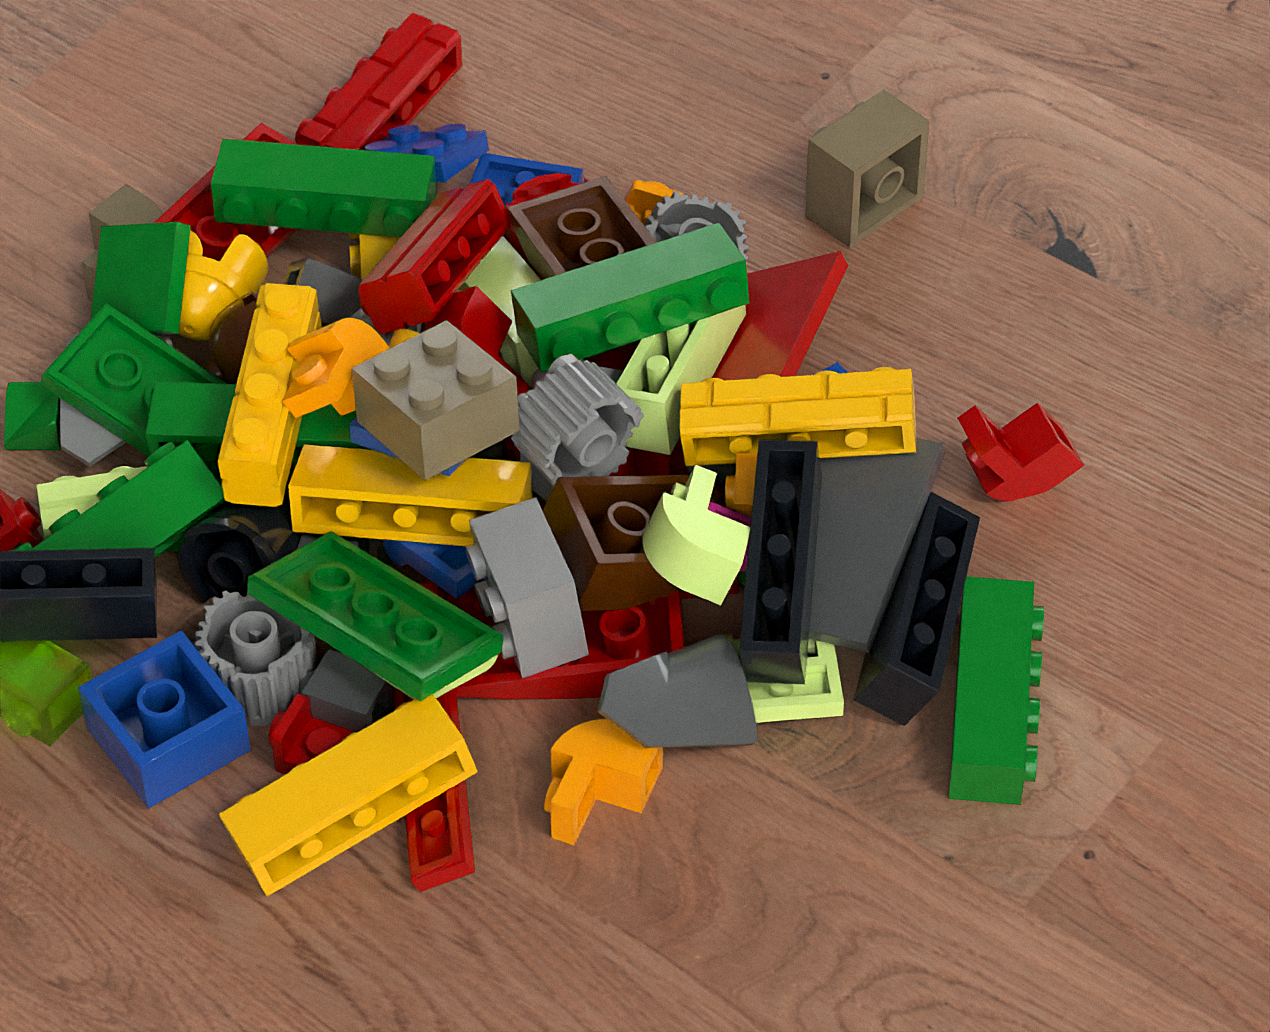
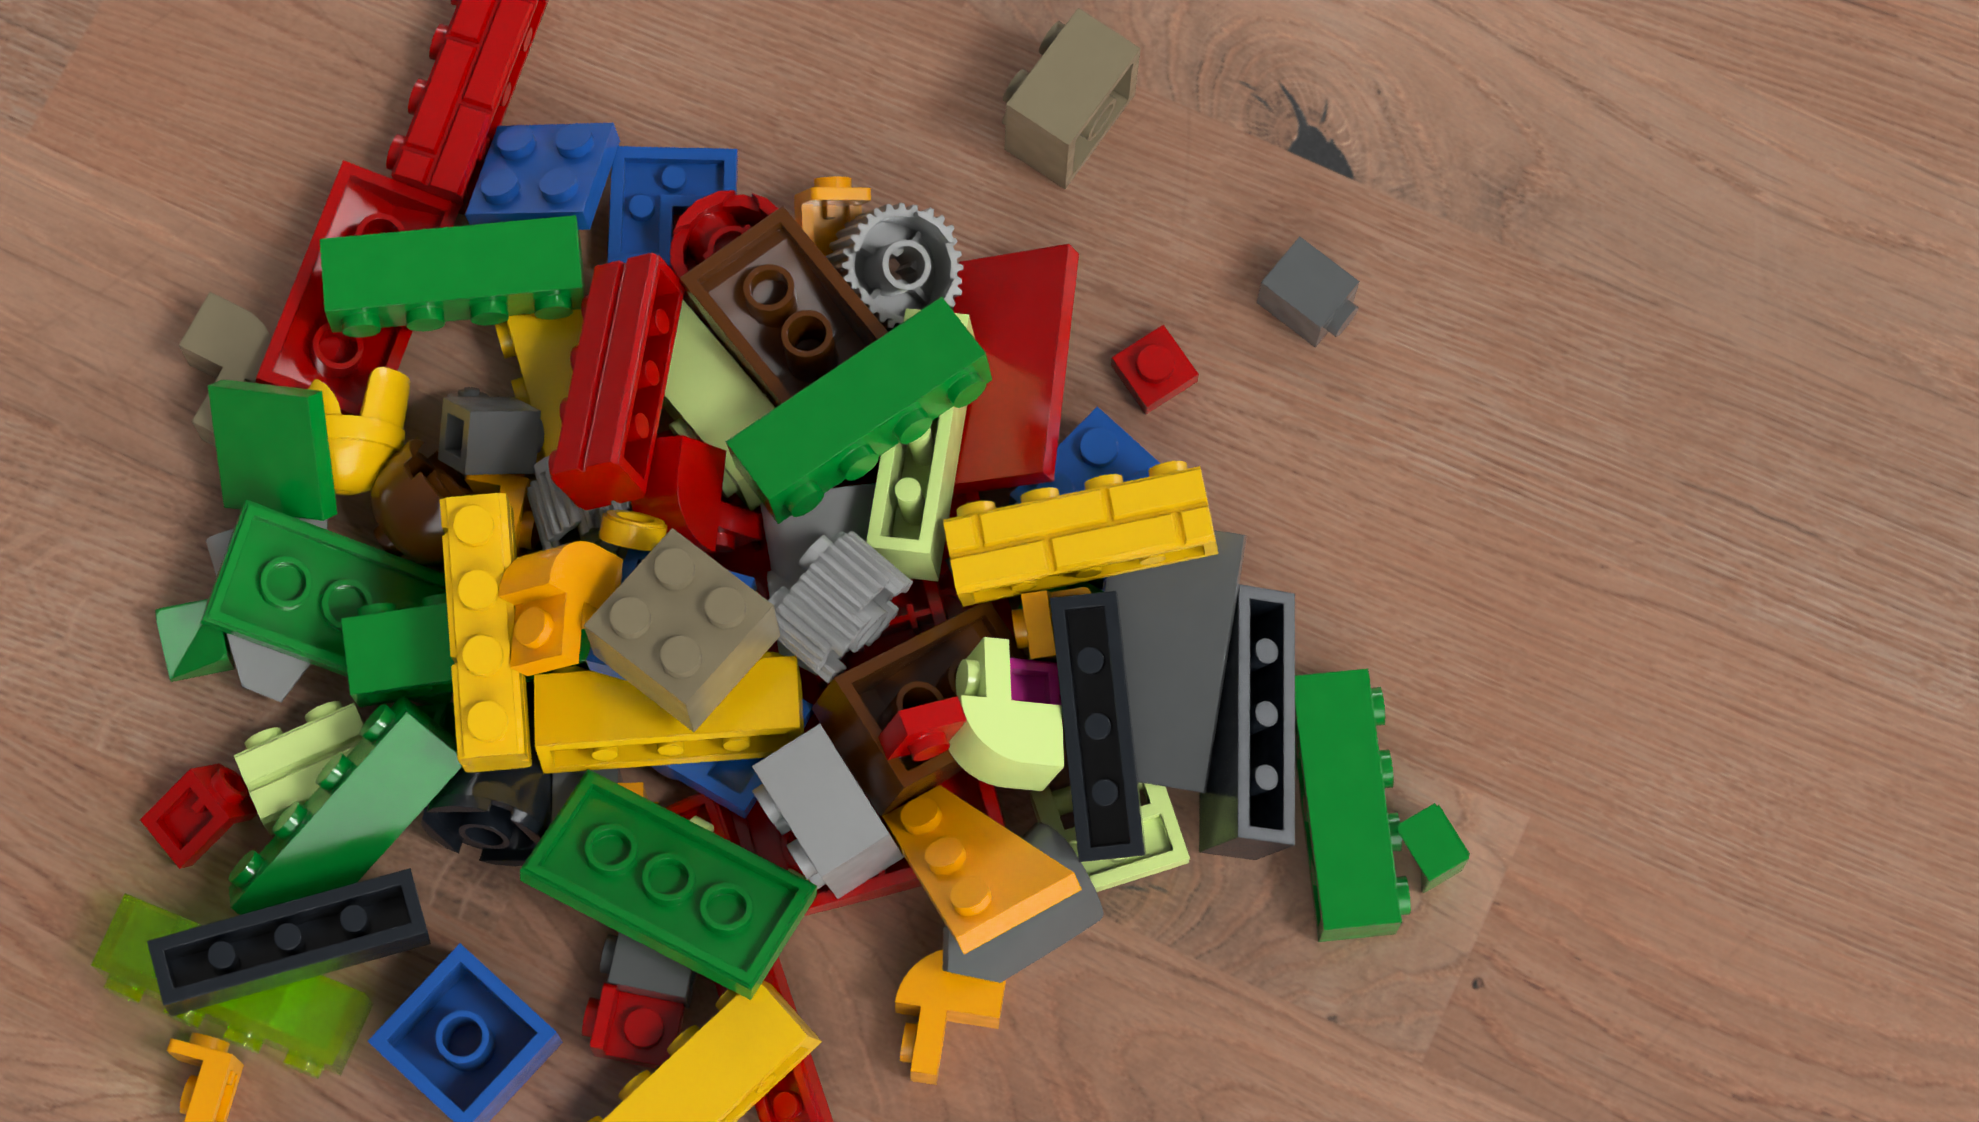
camera: 15 degrees left, 25 degrees up
(255, 654) = (544, 968): light grey brick -> none
(624, 516) = (922, 730): none -> red plate
(646, 639) = (975, 868): none -> light orange wing
(899, 355) = (1154, 369): none -> red plate
(1022, 456) = (1318, 476): red brick -> none
(1039, 332) = (1309, 293): none -> dark grey brick
(1071, 729) = (1434, 846): none -> green slope

